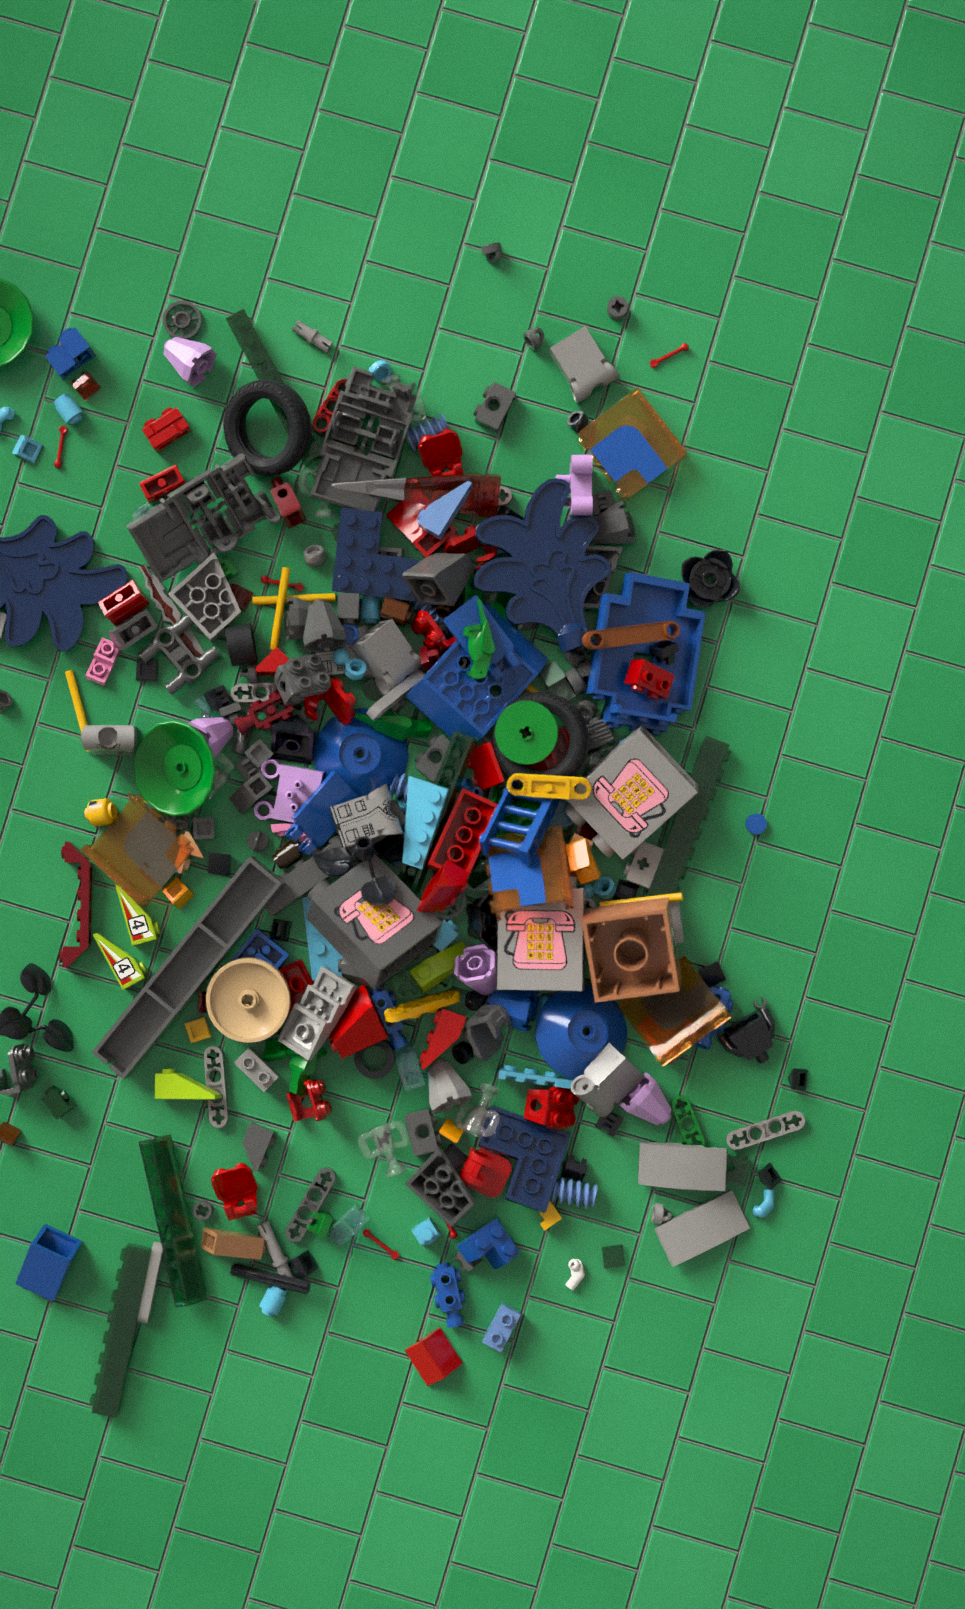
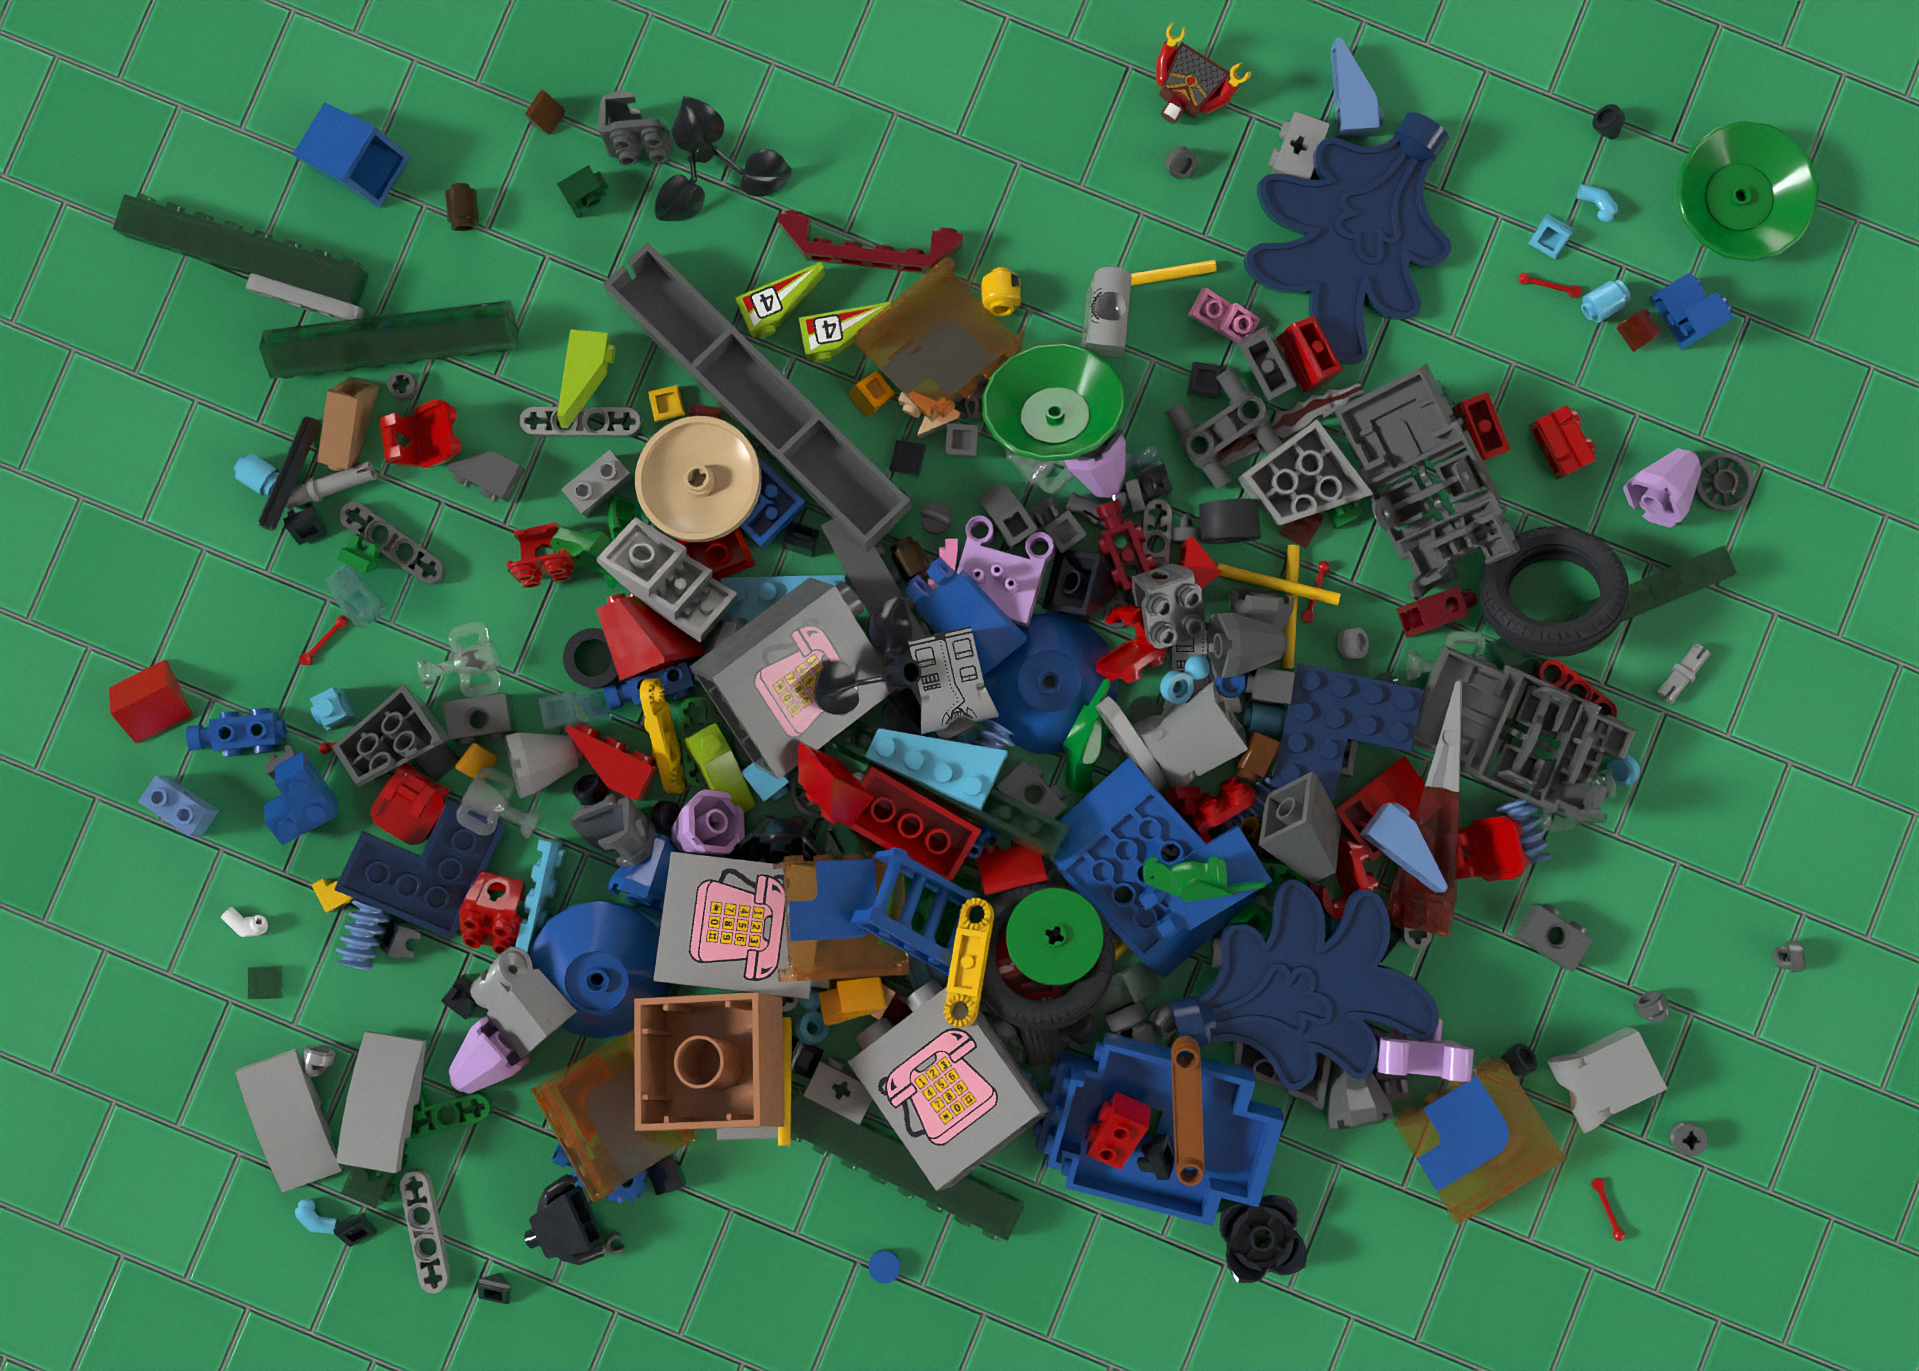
camera: 90 degrees right, 0 degrees up
(77, 1183) = (462, 207): none -> dark brown brick

